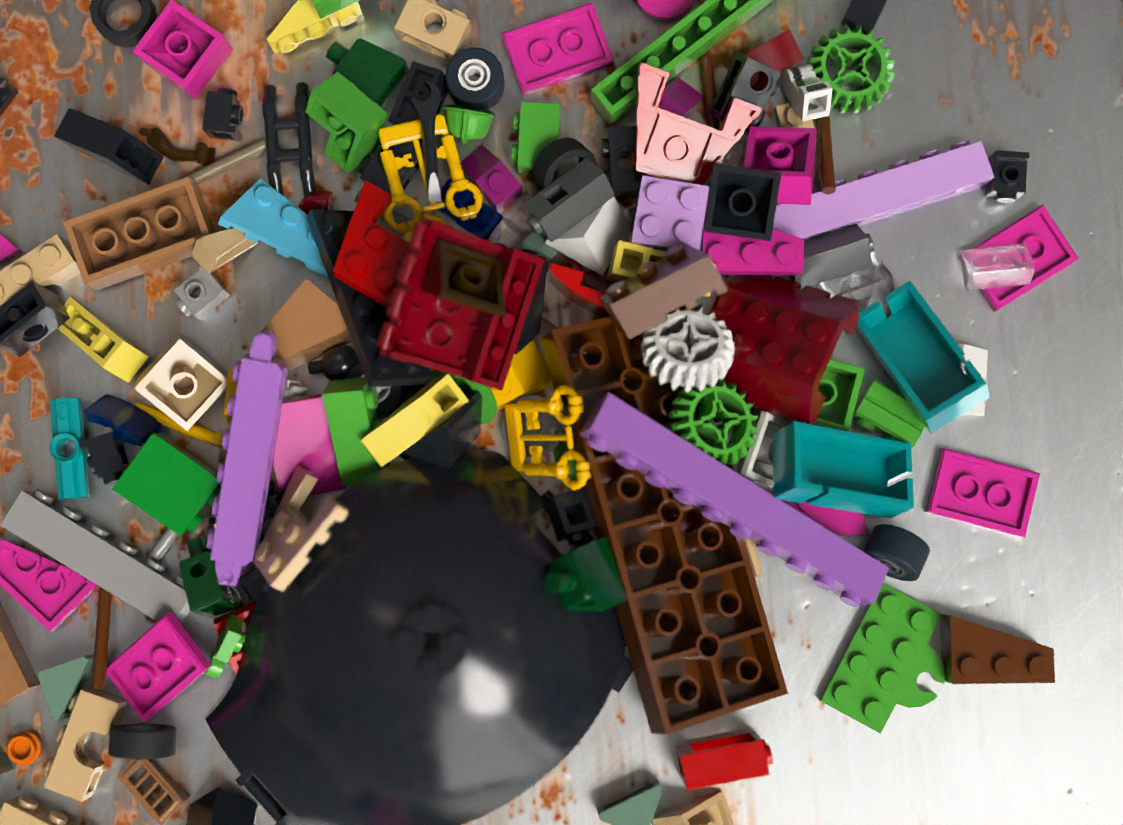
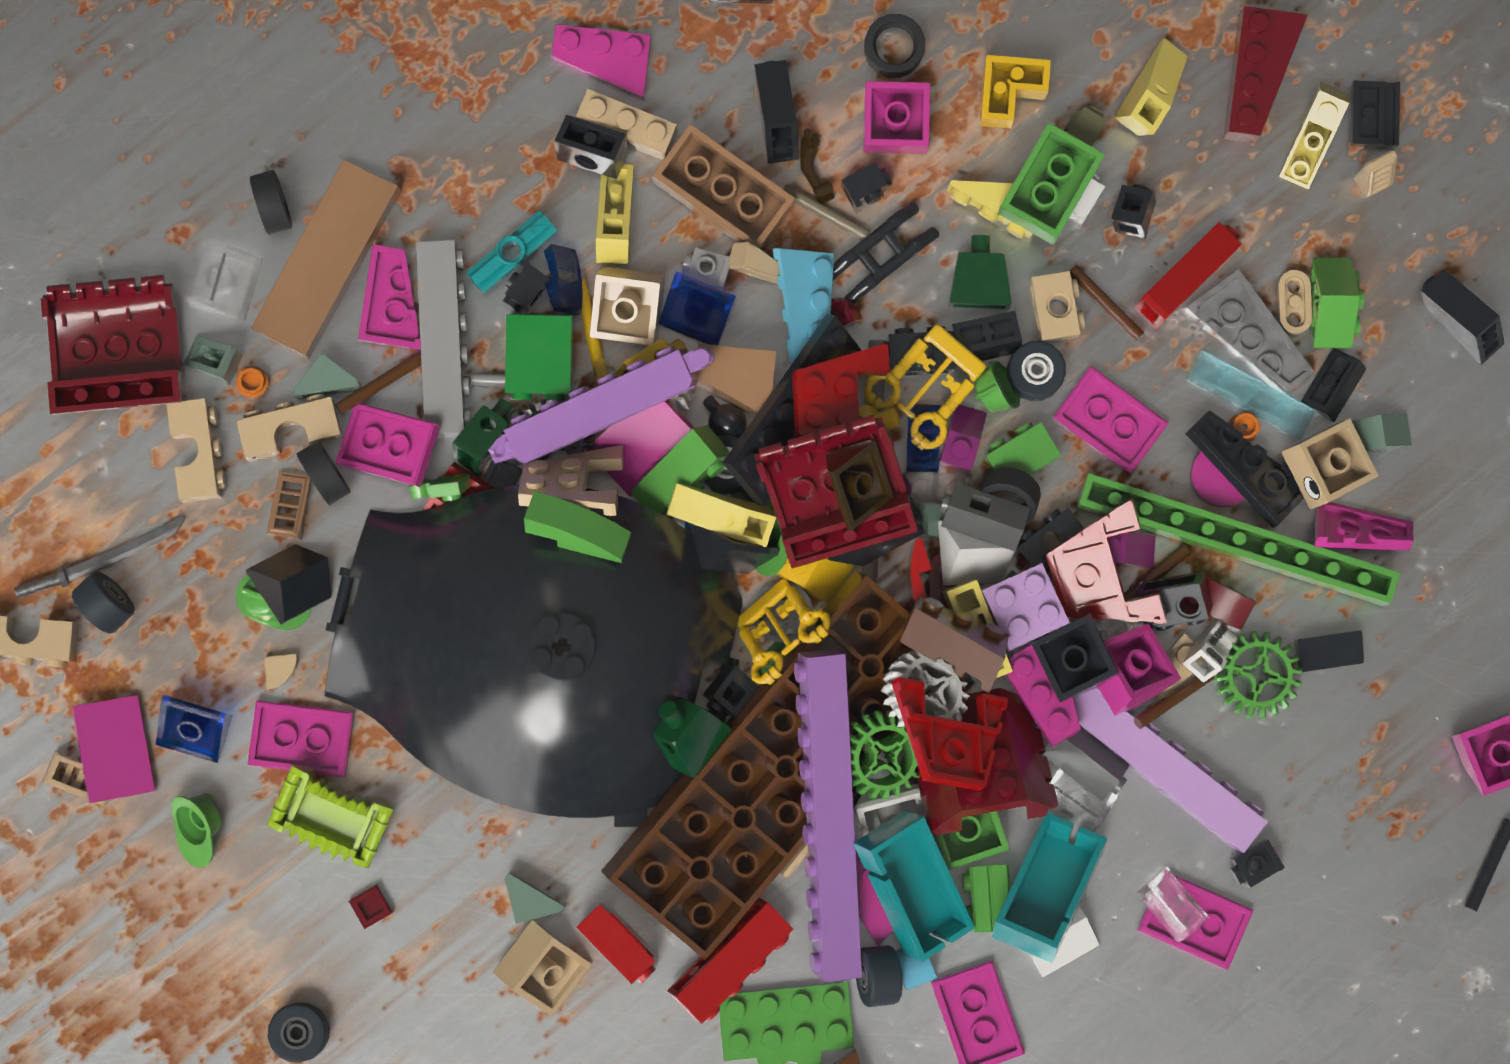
camera: 50 degrees right, 0 degrees up
(226, 323) = (697, 309): none -> clear blue slope
(335, 555) = (576, 527): none -> bright green slope
(349, 119) = (929, 294): bright green brick -> none
(426, 114) = (976, 354): black piece -> none
(751, 360) = (946, 748): none -> red wing
(801, 654) = (736, 957): none -> red brick
(914, 520) = (913, 971): none -> medium azure brick

